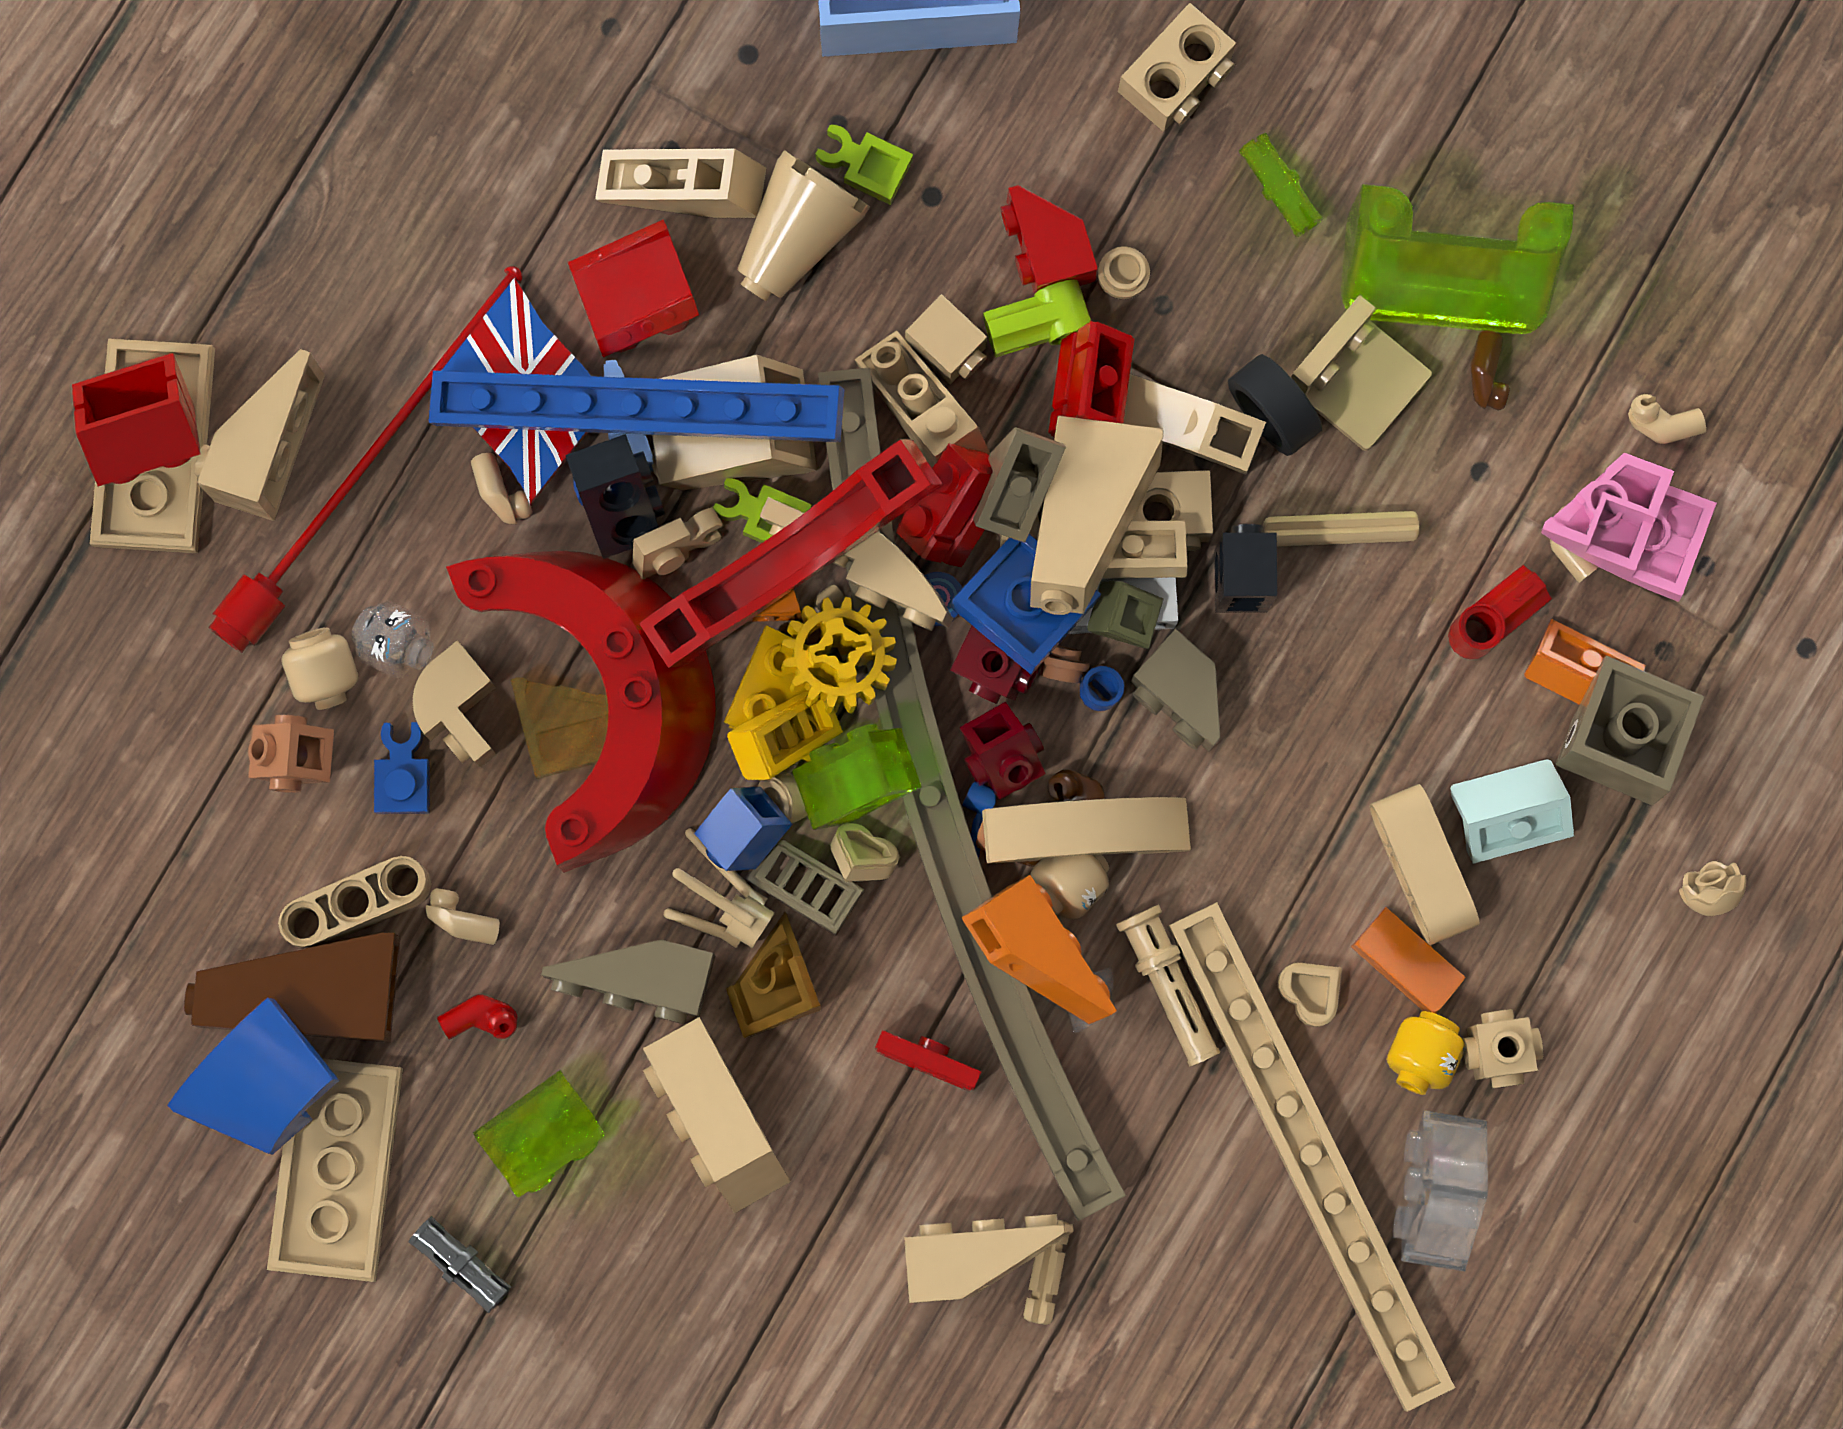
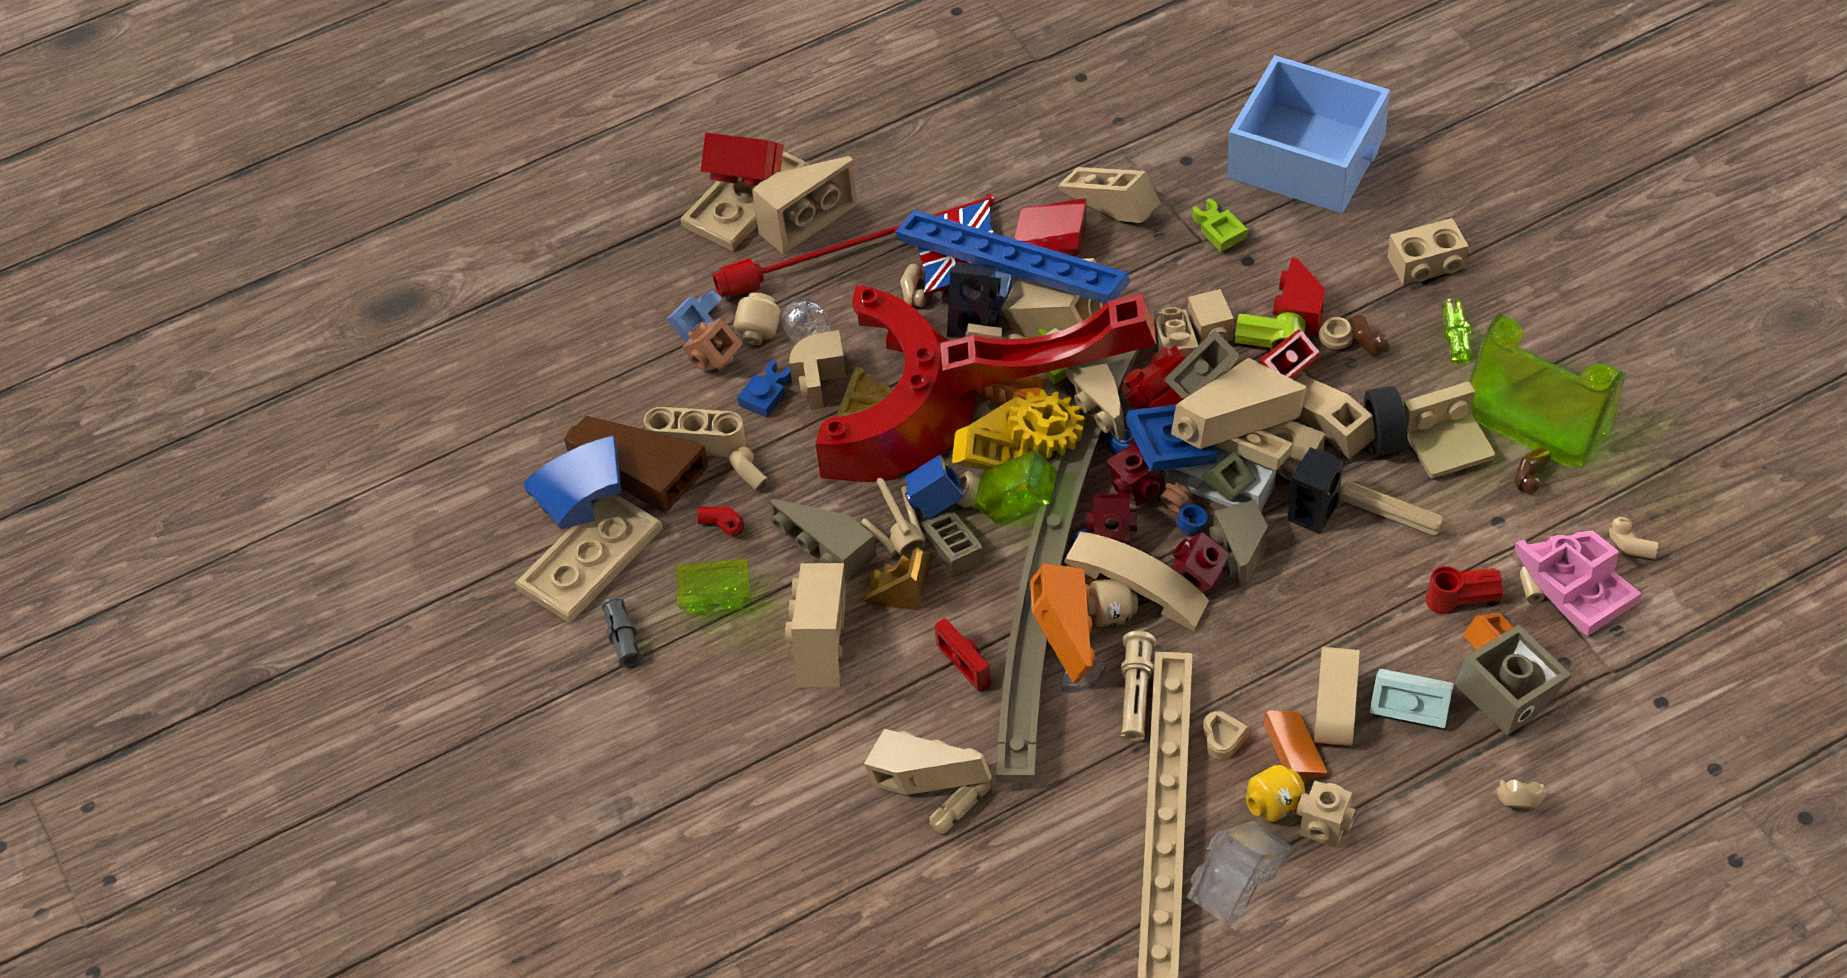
camera: 40 degrees right, 30 degrees down
(224, 710) = (693, 312): none -> medium blue plate
(795, 227) = (1159, 230): tan cone -> none
(862, 855) = (996, 537): tan tile -> none
(1153, 762) = (1200, 561): none -> dark red brick
(1164, 260) = (1363, 336): none -> reddish brown arm

